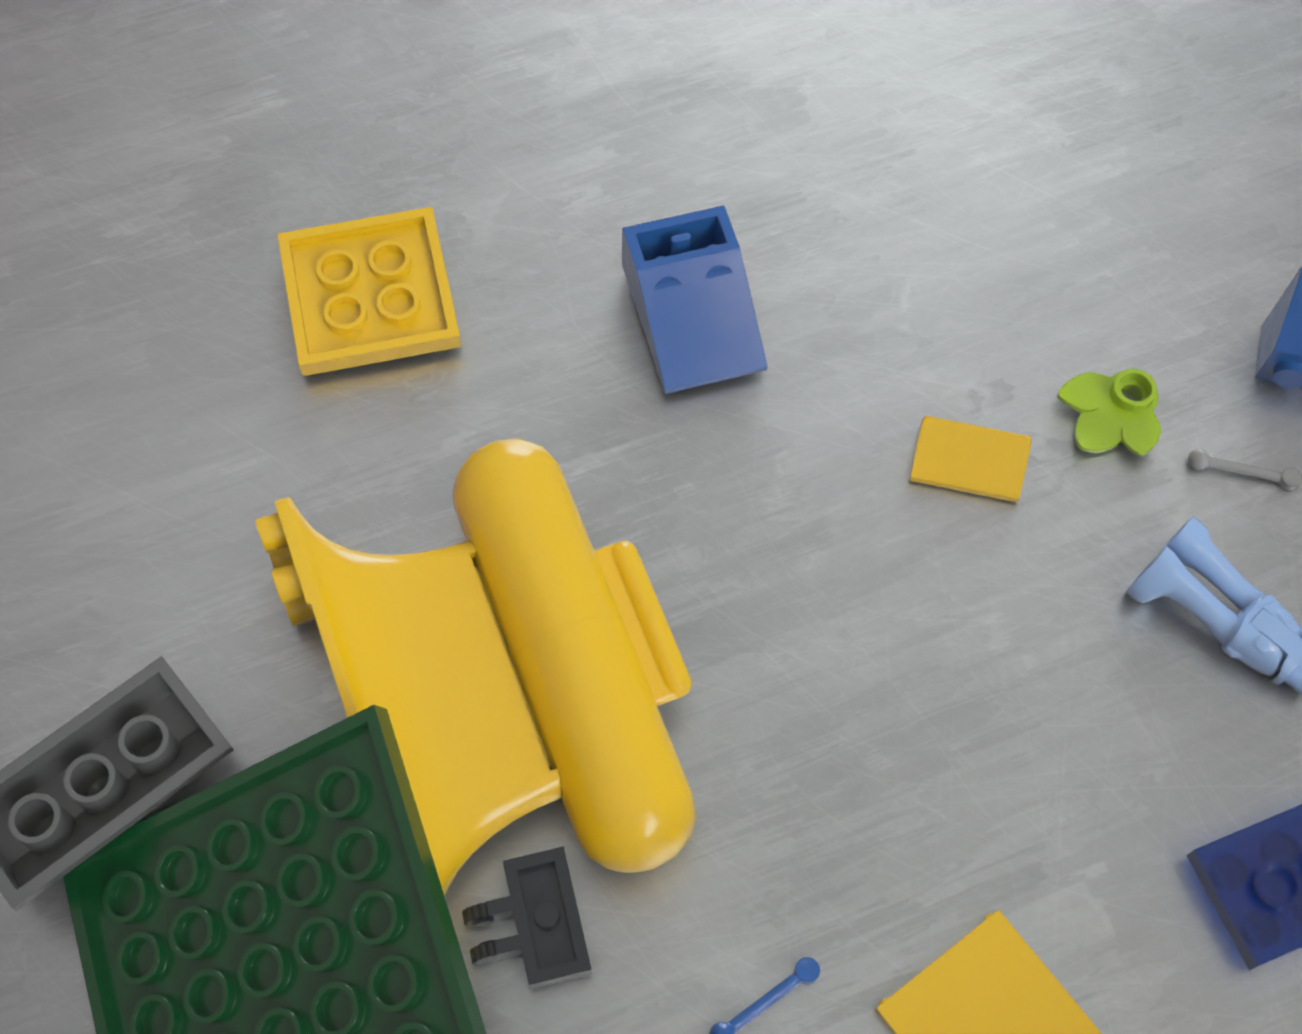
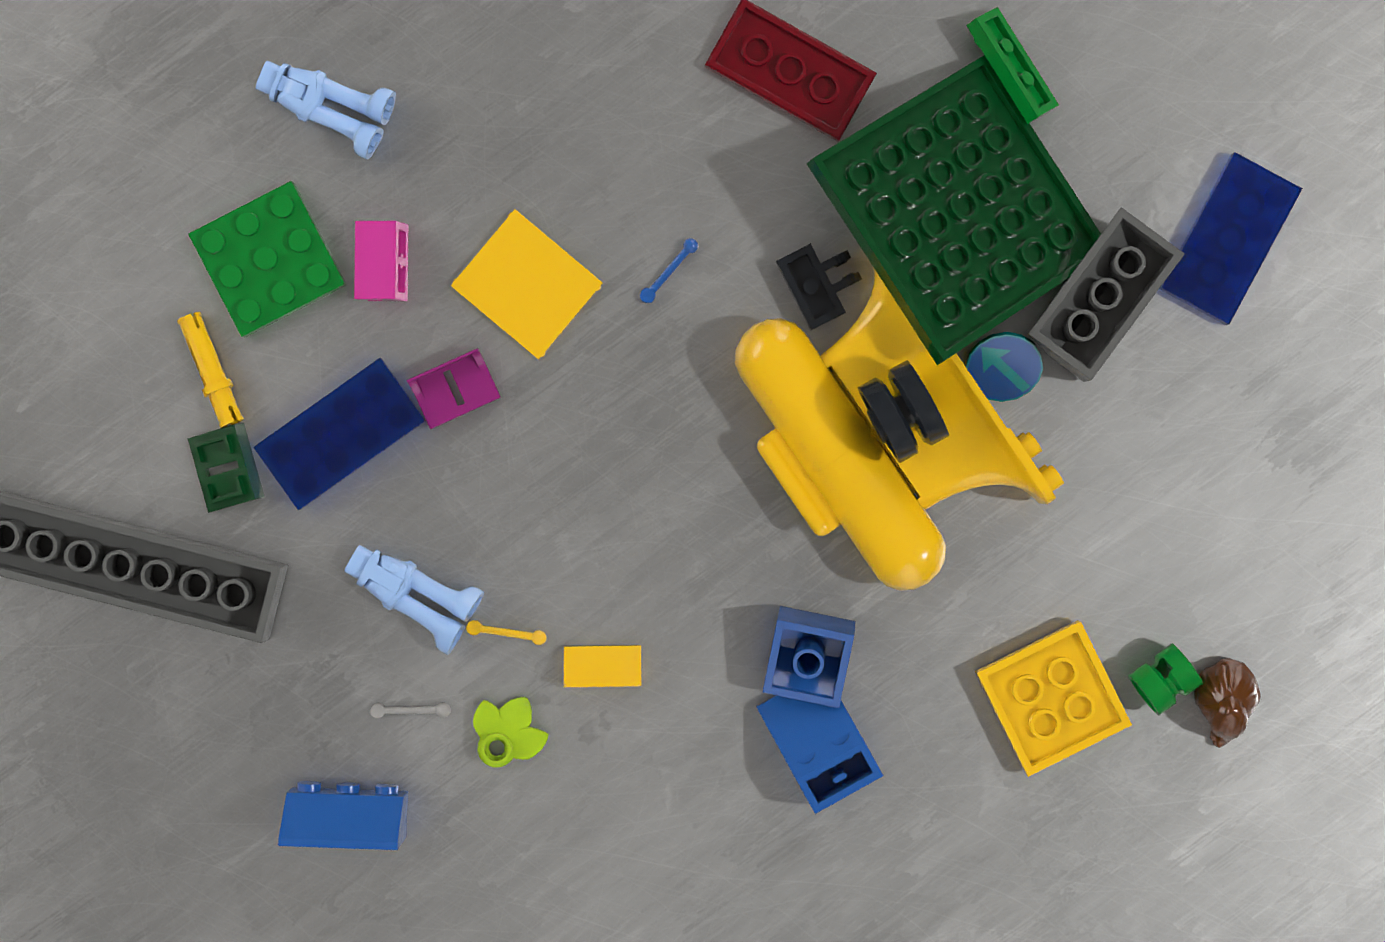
camera: 165 degrees right, 25 degrees up
(142, 239) = (1227, 699): none -> reddish brown hair
(231, 265) = (1165, 679): none -> green wheel
(279, 716) = (1005, 366): none -> blue piece
(470, 651) = (906, 409): none -> black wheel
(680, 402) = (809, 656): none -> blue slope
(1141, 552) = (475, 627): none -> yellow hinge
(1167, 885) = (436, 395): none -> magenta piece

